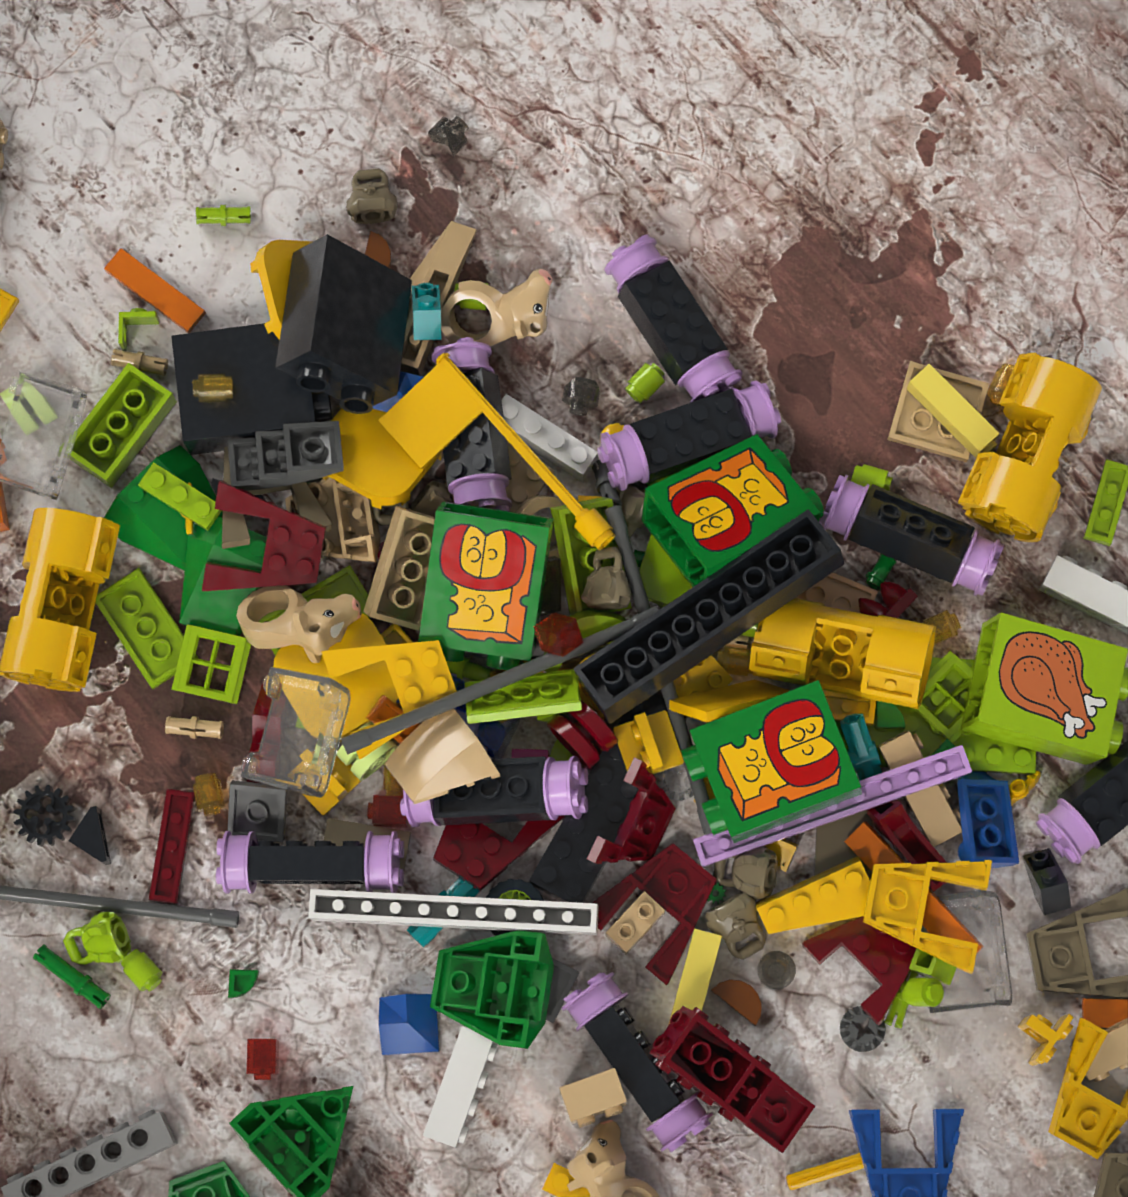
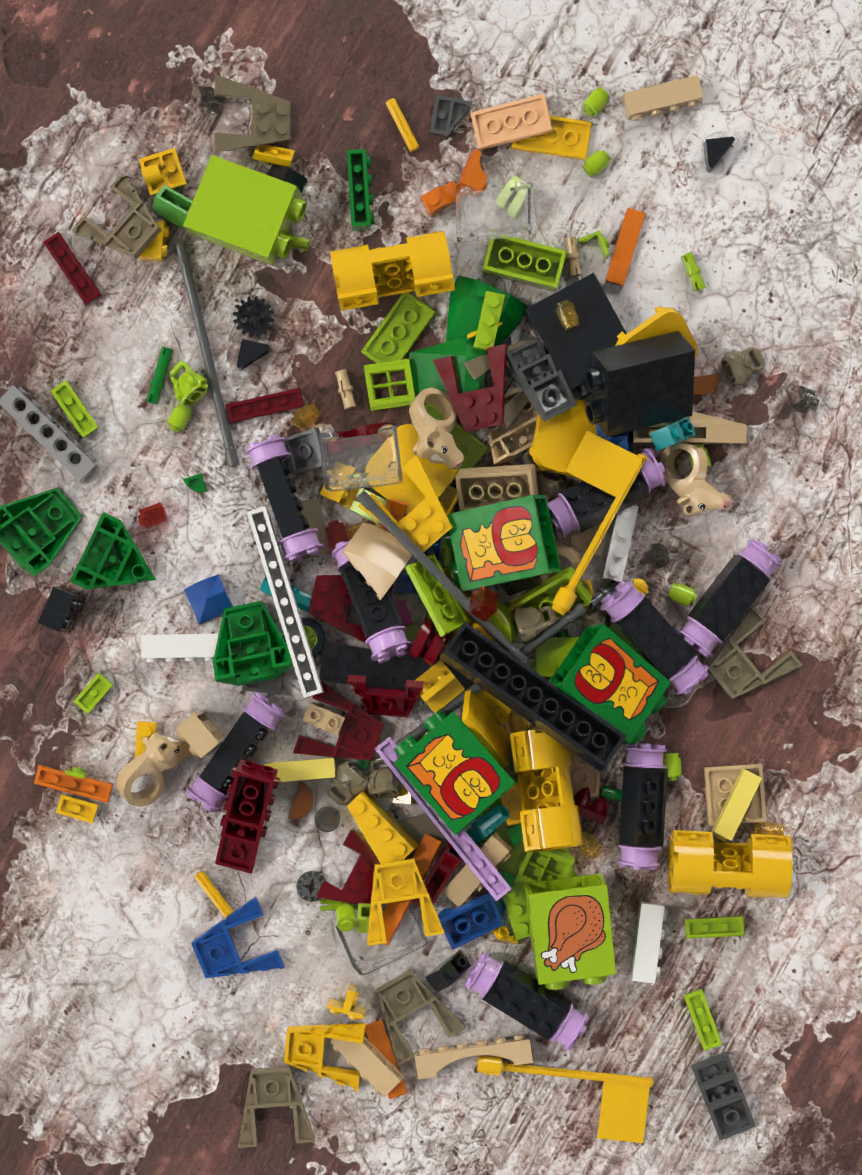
camera: 70 degrees right, 10 degrees up
(28, 286) = (596, 163): none -> lime brick
(70, 1114) = (74, 409): none -> lime plate
(75, 131) = (715, 149): none -> black slope
(772, 351) = (735, 670): none -> dark tan wing

